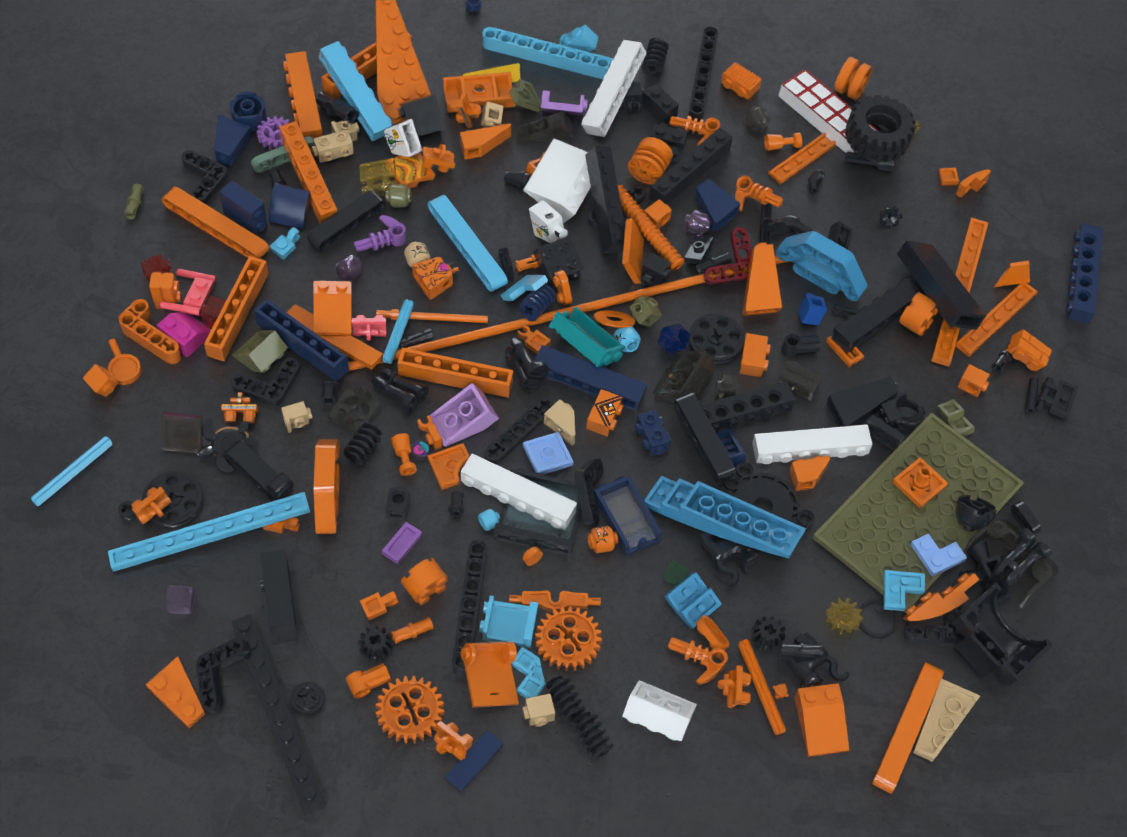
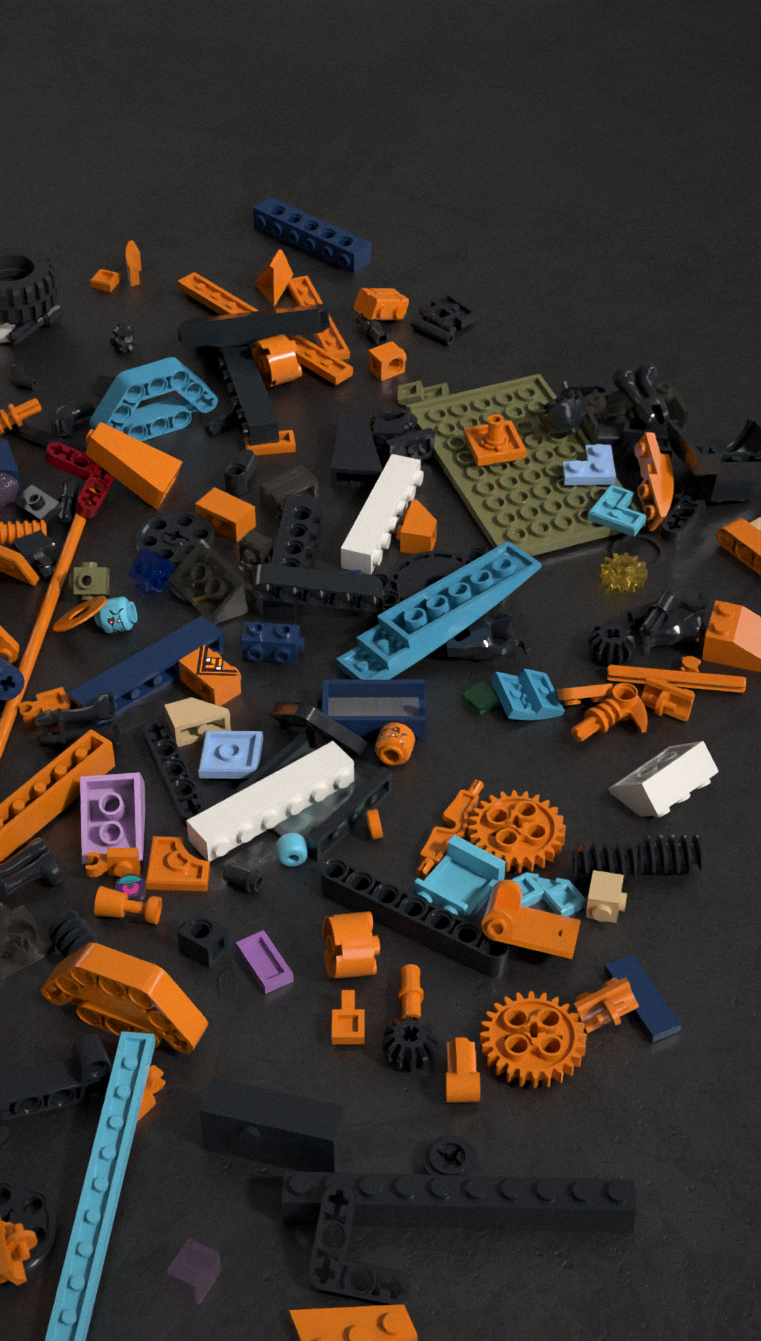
camera: 60 degrees left, 15 degrees down
(587, 337) = (91, 644): teal door -> none
(812, 309) = (201, 441): blue brick -> none

